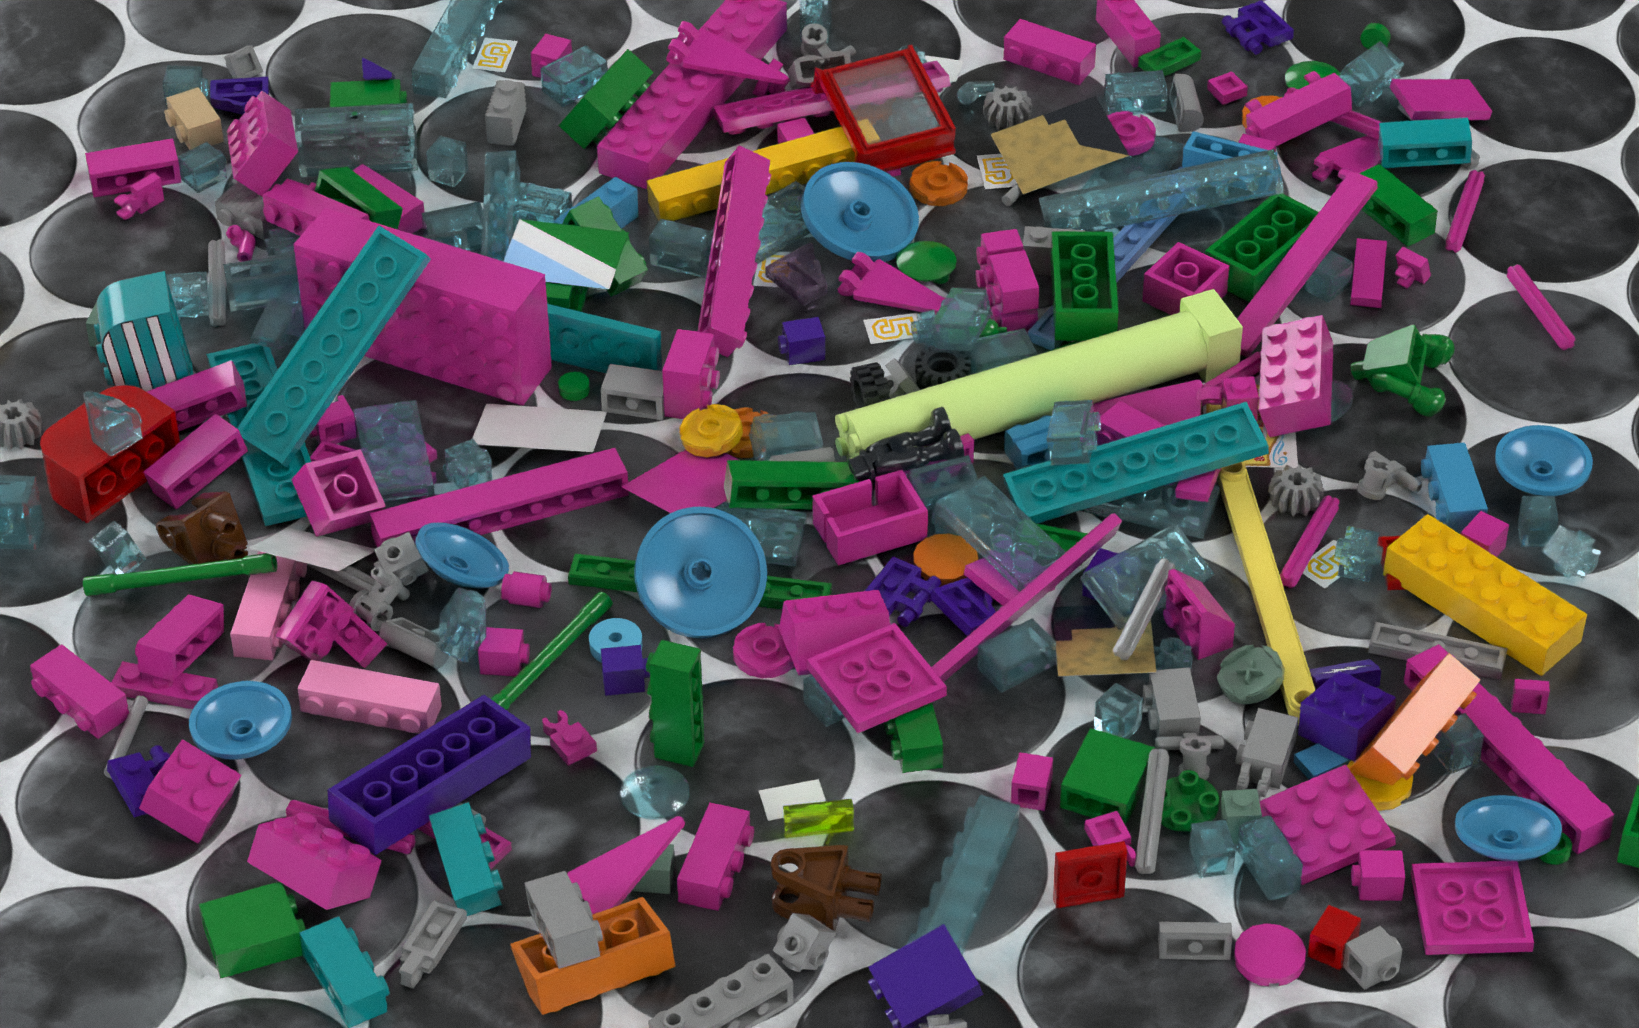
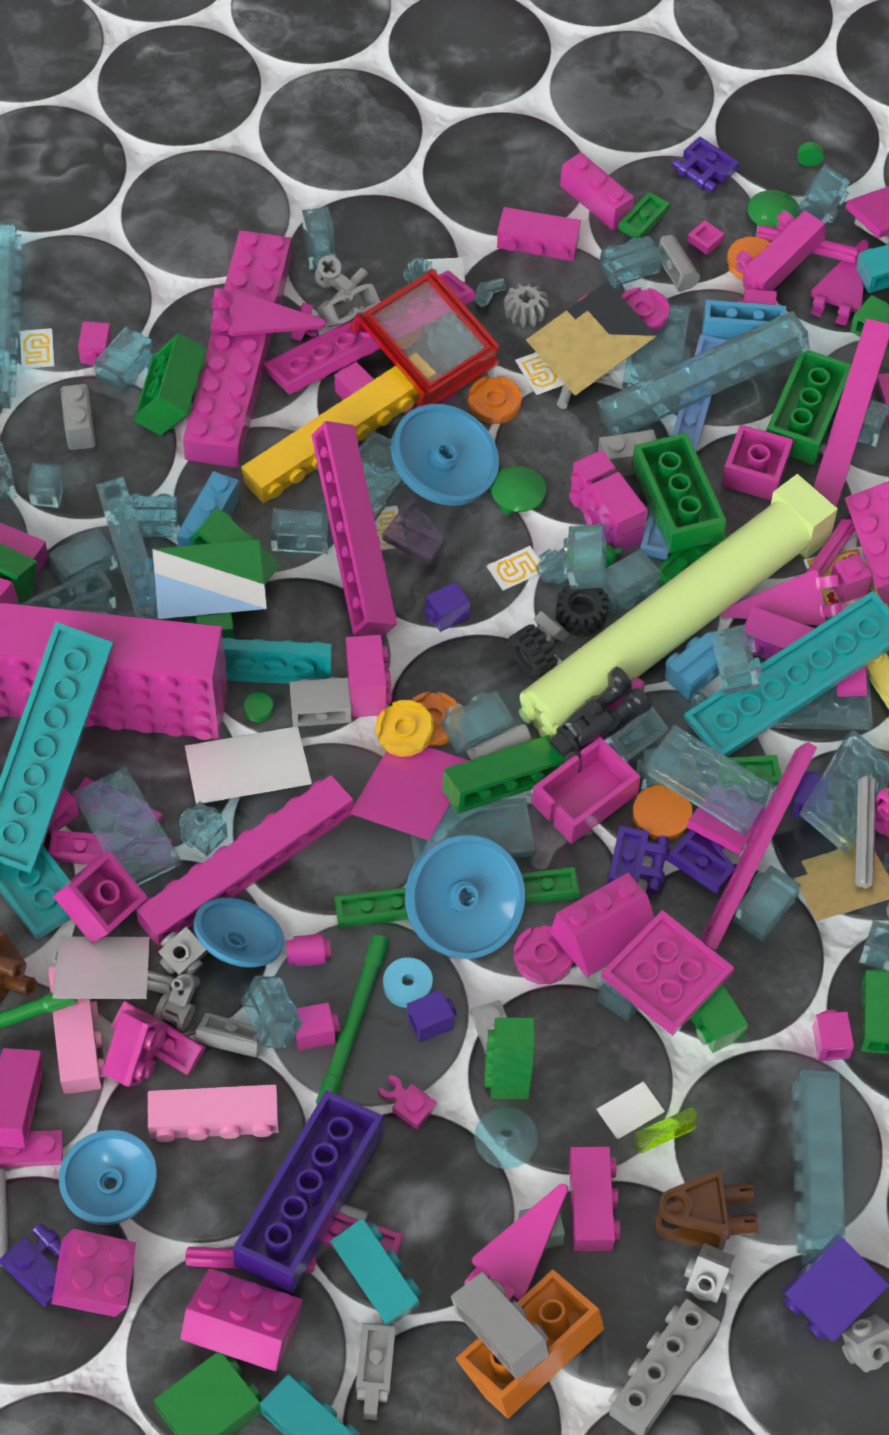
camera: 20 degrees left, 15 degrees up
(886, 286) = (500, 527): dark pink flag -> none

